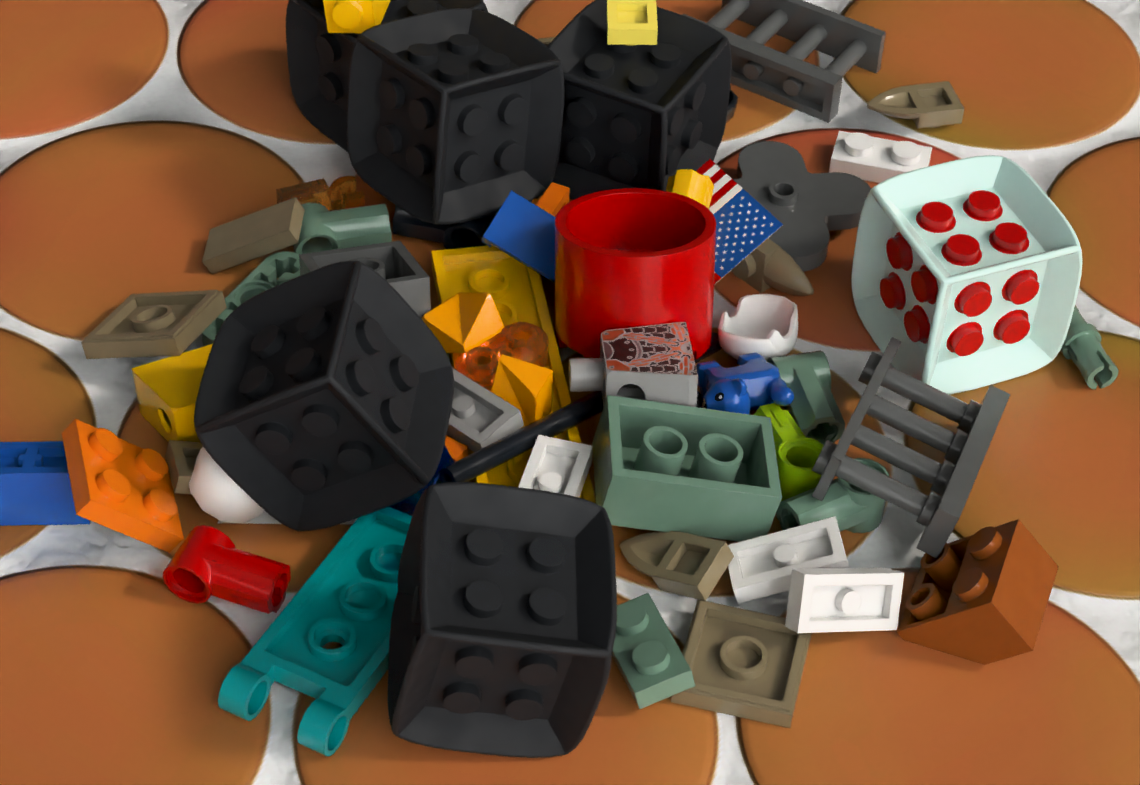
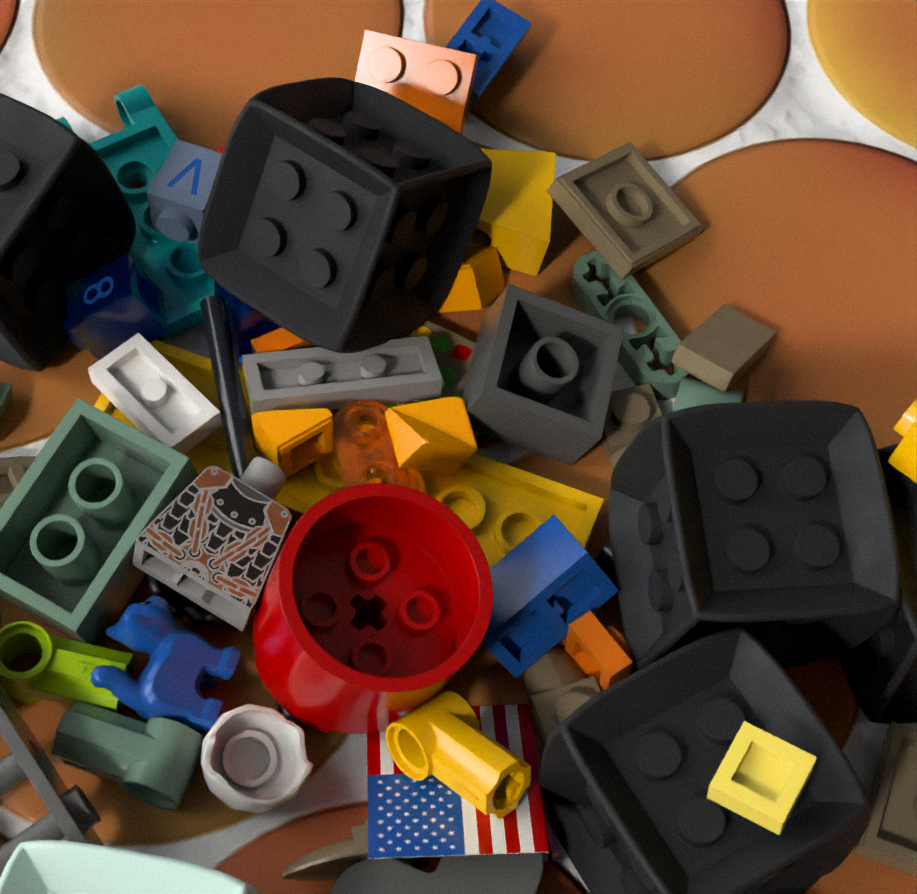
camera: 120 degrees right, 15 degrees up
(343, 555) = (182, 191): none -> sand blue brick

